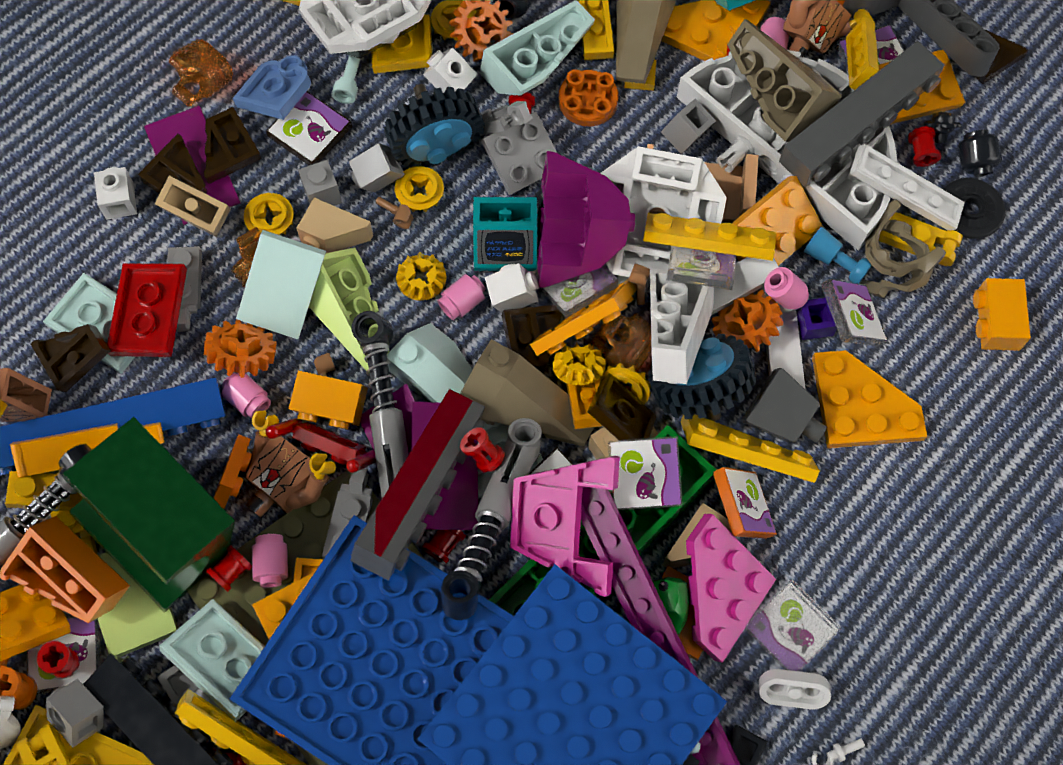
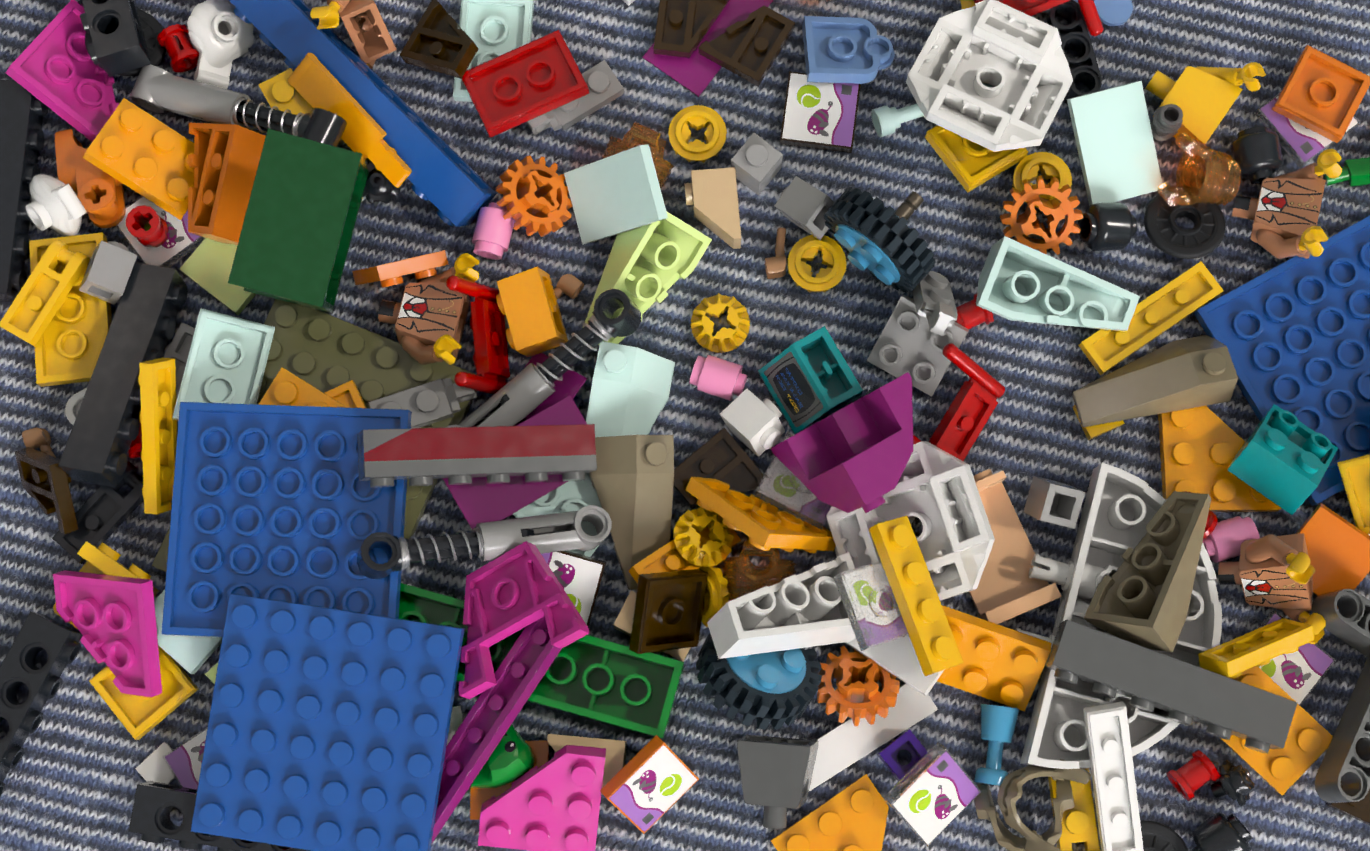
camera: 65 degrees right, 10 degrees up
(193, 206) = (654, 57): tan slope -> none
(229, 568) = (309, 324): red bush -> none
(269, 560) = (337, 357): bright pink brick -> none
(443, 544) = (445, 509): red bush -> none
(449, 70) = (966, 215): white brick -> none
(482, 450) = (543, 493): red bush -> none
(584, 140) = (969, 408): none -> red plate
(588, 97) = (1034, 375): orange tile -> none
(640, 276) = (834, 546): medium nougat hand -> none
(647, 473) = (611, 666): tile -> none
(747, 448) = (713, 761): yellow wing -> none
(786, 288) = (908, 707): bright pink brick -> none

